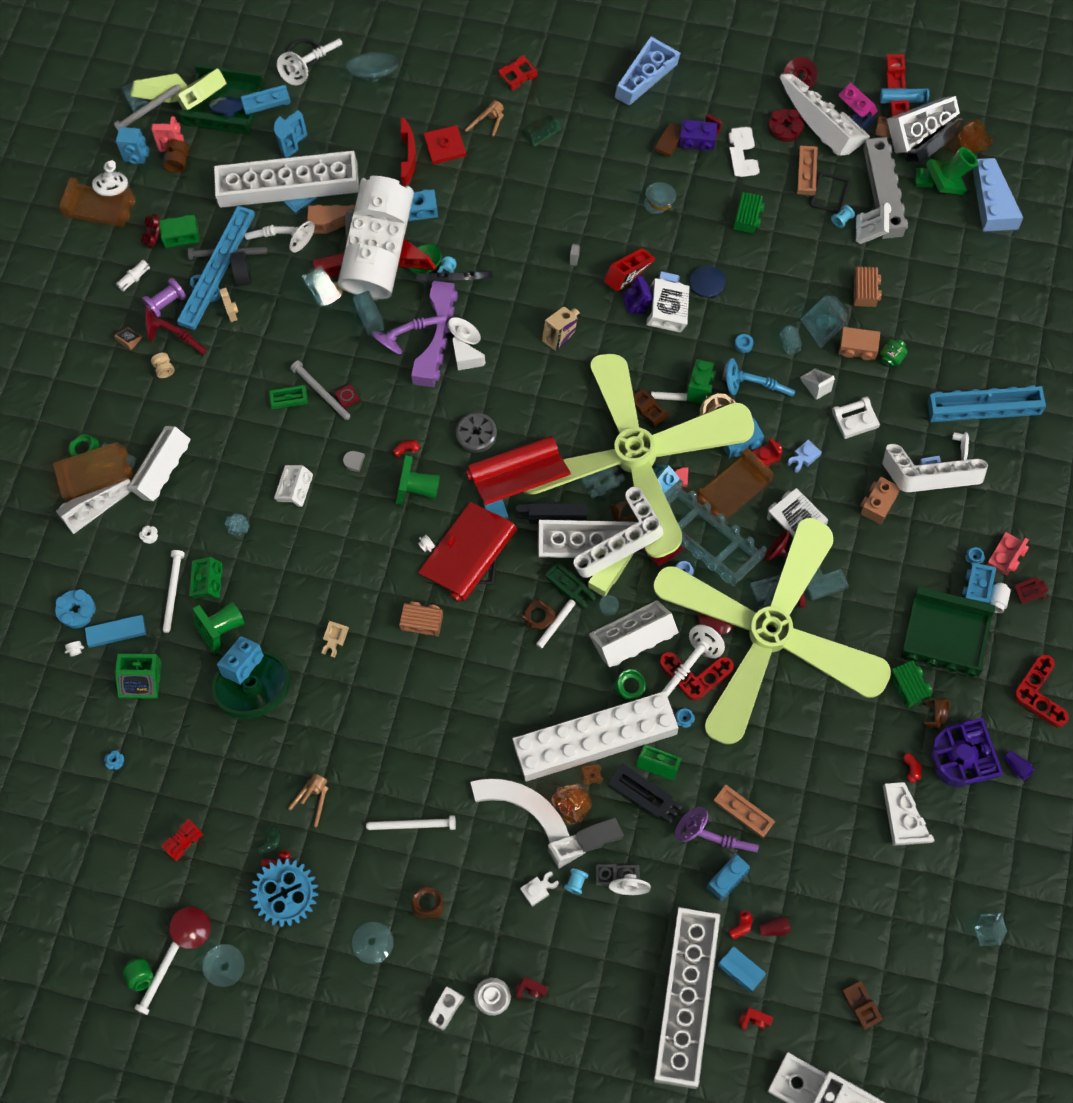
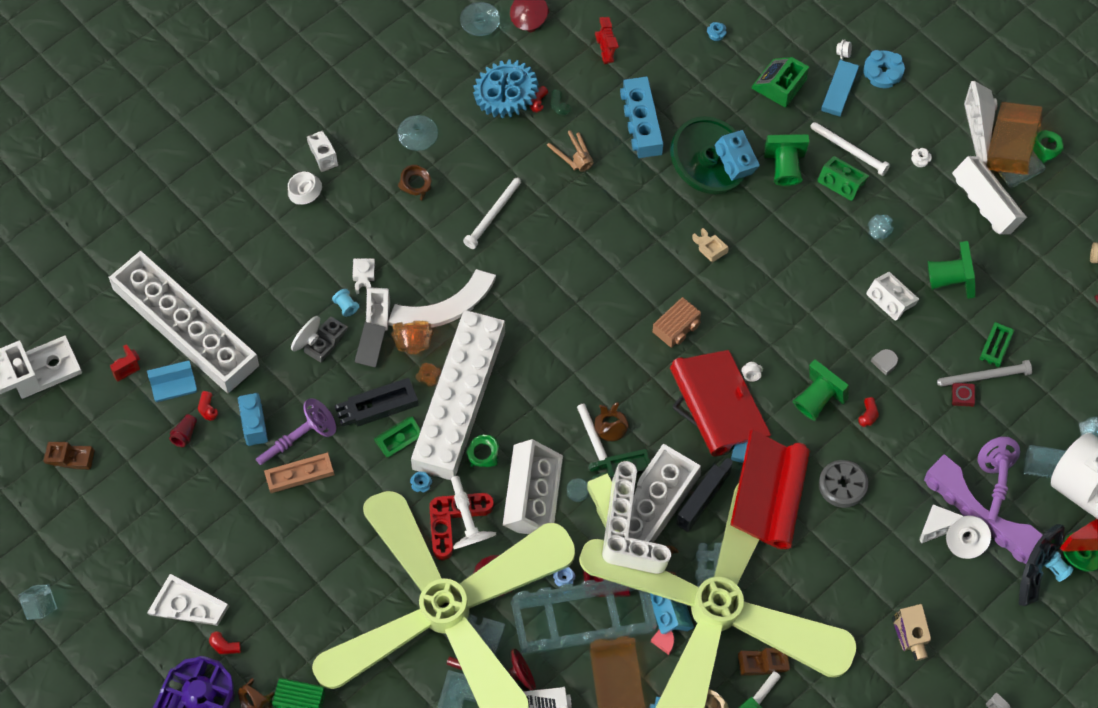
camera: 120 degrees right, 5 degrees down
(244, 445) = (955, 271): none -> green plant
(245, 752) = (649, 144): none -> dark azure brick
(535, 989) = (286, 219): dark red bracket -> none

